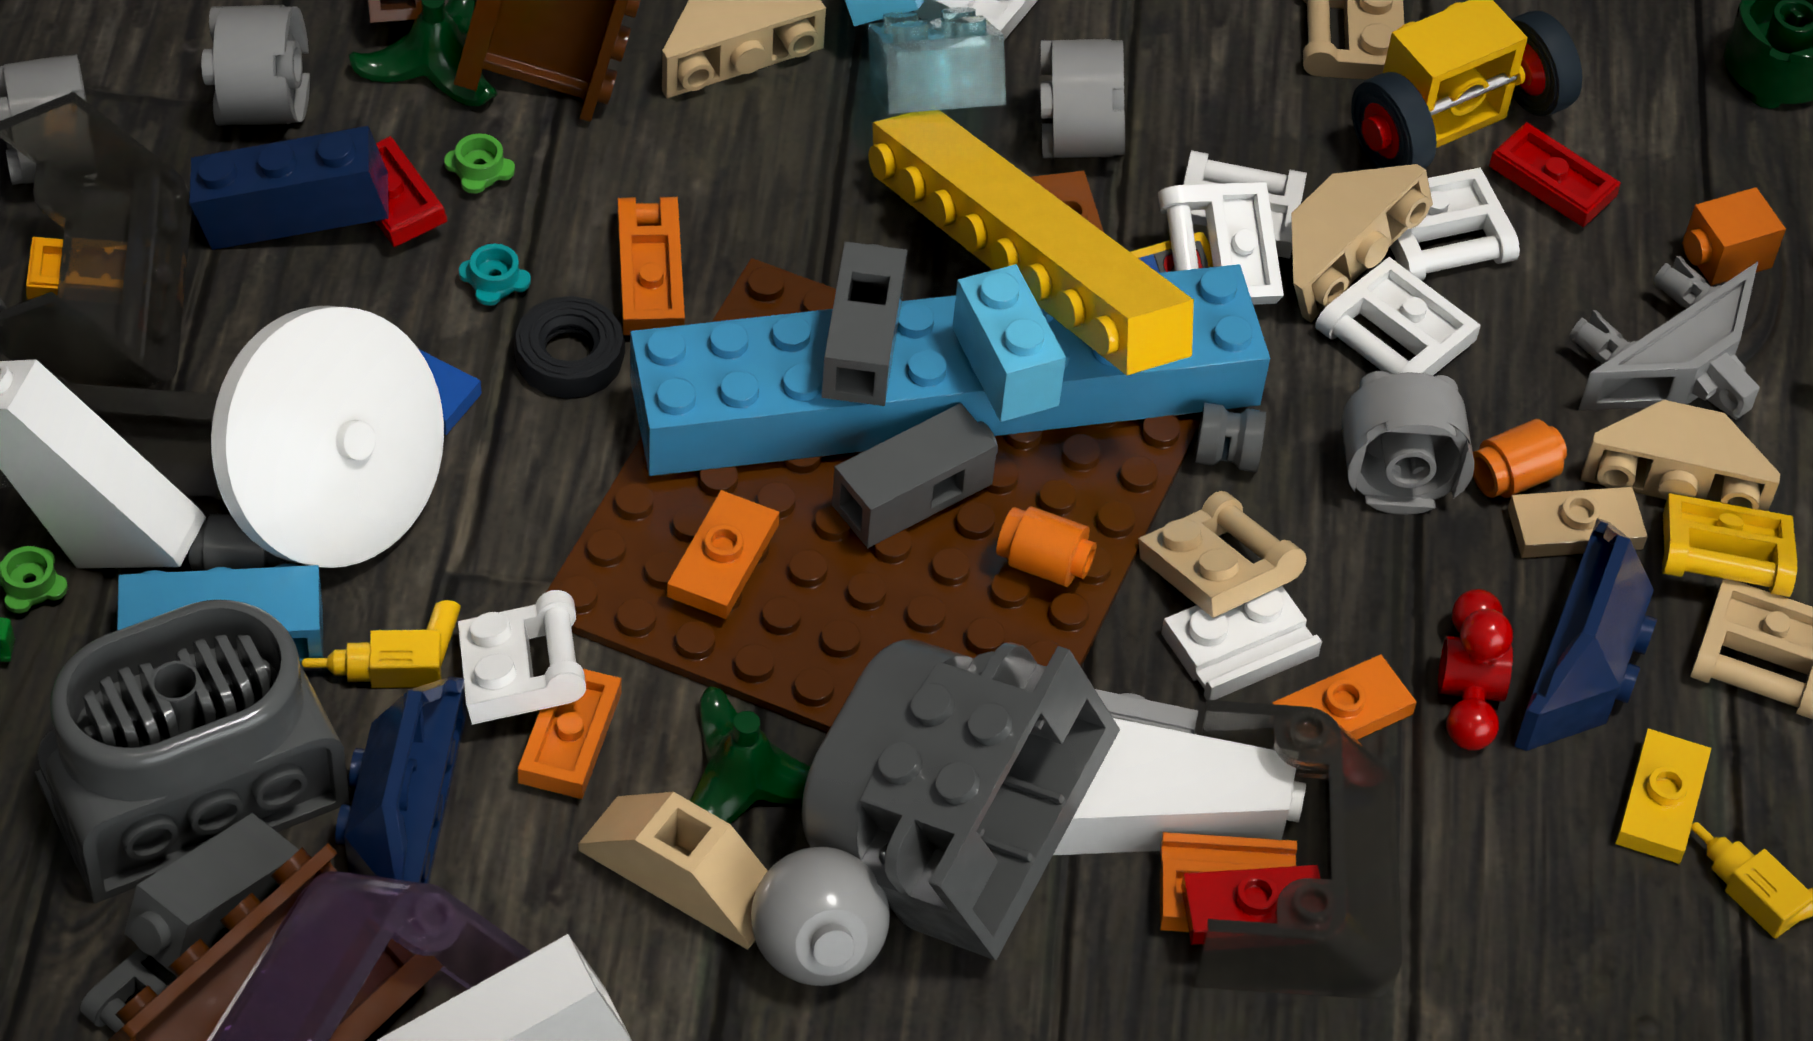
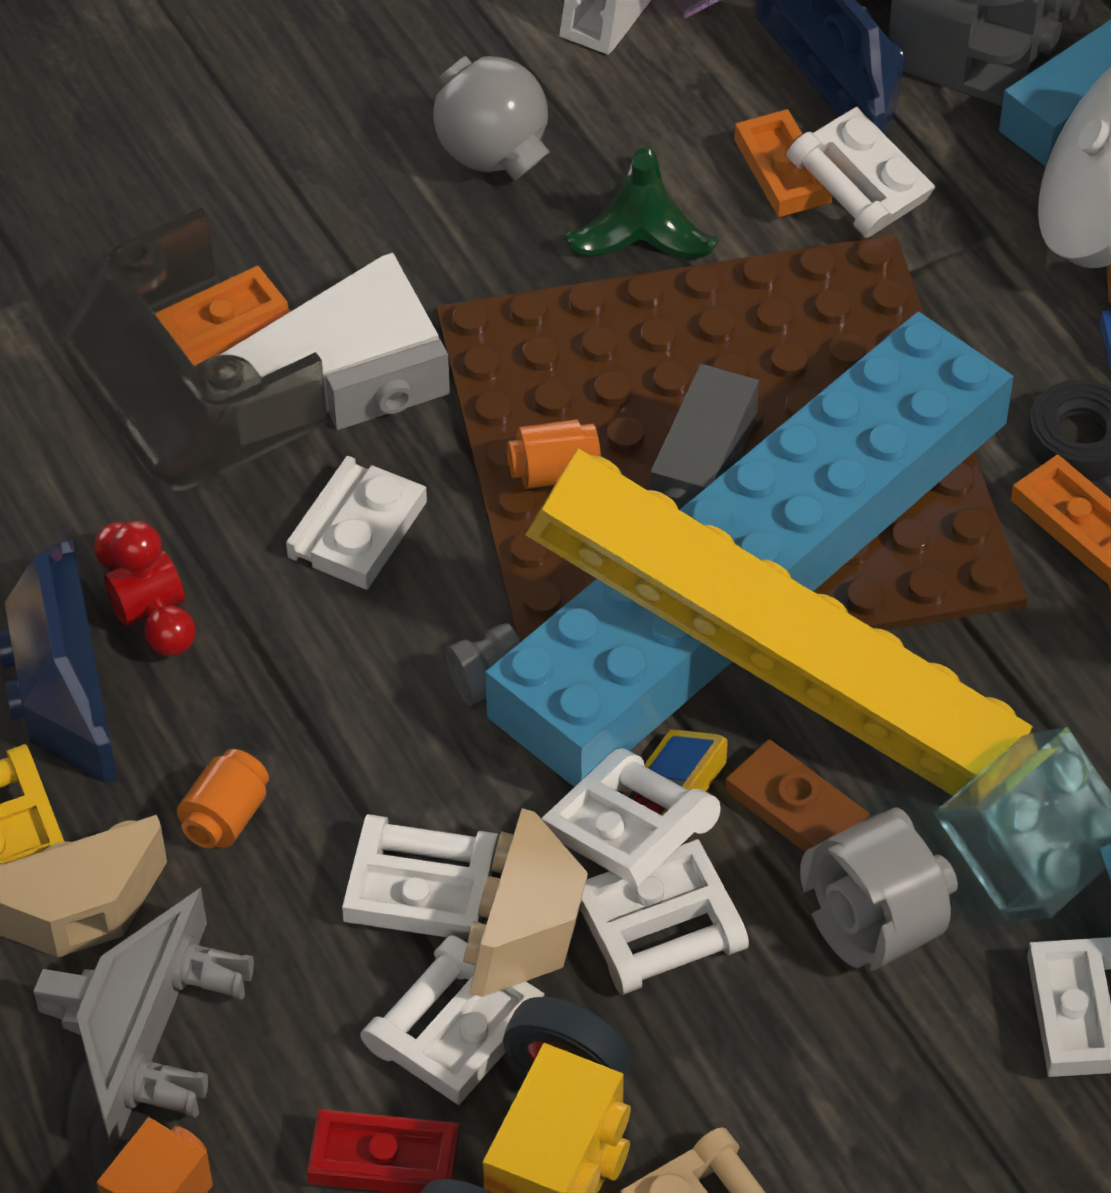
camera: 150 degrees right, 0 degrees up
(396, 656) = (950, 147): yellow piece -> none
(680, 858) = (623, 109): tan slope -> none
(723, 554) = (794, 322): orange plate -> none
(864, 323) = (825, 440): dark grey brick -> none
(958, 781) = (460, 201): dark grey brick -> none
(1008, 342) = (699, 476): medium azure brick -> none
(1208, 568) = (424, 538): tan plate -> none
(1236, 895) = (201, 289): red plate -> none
(1358, 697) = (234, 512): orange plate -> none
(1406, 441) = (325, 721): light grey brick -> none
(1564, 520) = (138, 786): tan plate -> none

